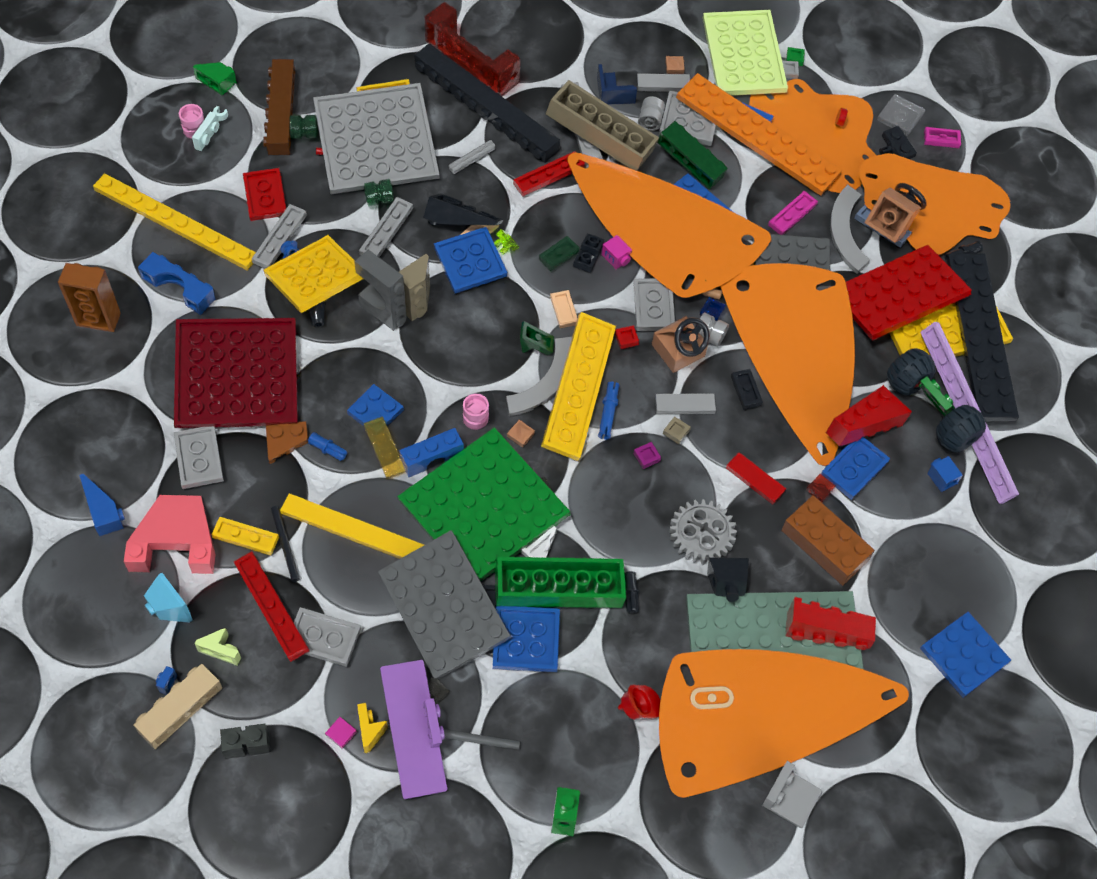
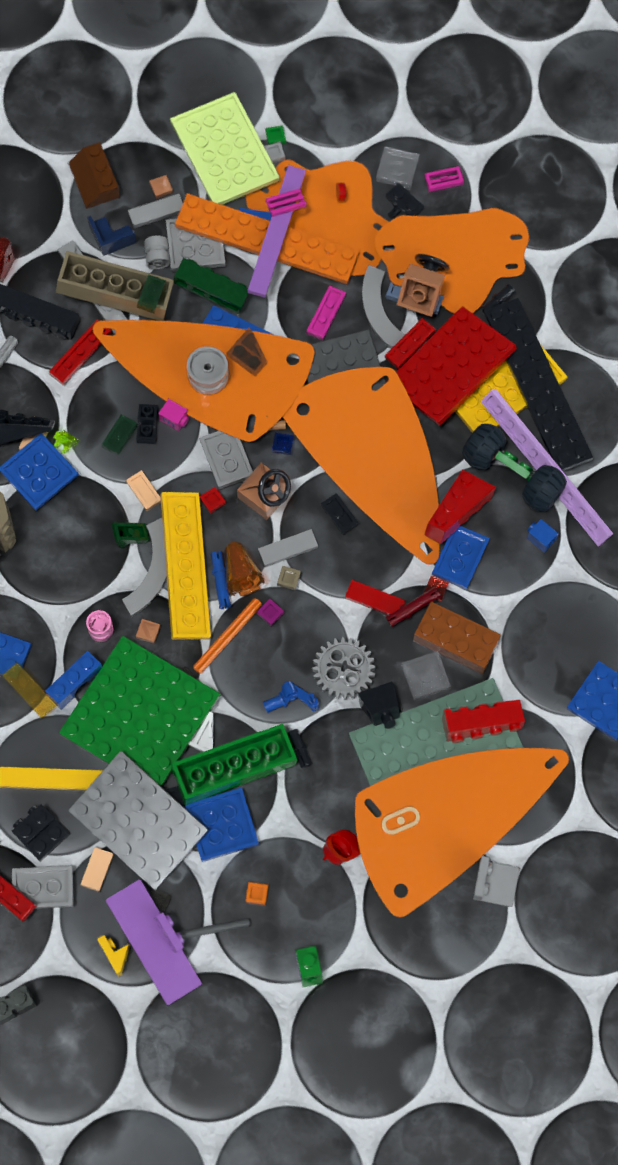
camera: 15 degrees left, 10 degrees up
(340, 732) = (91, 967): dark pink tile -> none
(341, 582) = (39, 832): none -> black plate
(384, 639) = (97, 869): none -> light nougat tile
(537, 719) = (256, 893): none -> orange tile
(596, 463) = (227, 636): none -> orange axle
(617, 37) = (94, 176): none -> reddish brown slope
(632, 408) = (241, 571): none -> clear orange cone
(633, 138) = (151, 294): none -> clear green plate
(640, 535) = (289, 693): none -> blue pin
(663, 220) = (207, 370): none -> light grey wheel
(706, 221) = (248, 353): none -> clear smoke wing
(716, 329) = (290, 465): light grey wheel -> none
(769, 128) = (274, 237): none -> medium lavender tile
(783, 567) = (425, 675): none -> clear tile
(784, 103) = (285, 199): none -> dark pink tile
(784, 497) = (413, 606): none -> dark red pin
(865, 261) = (410, 343): none -> red tile

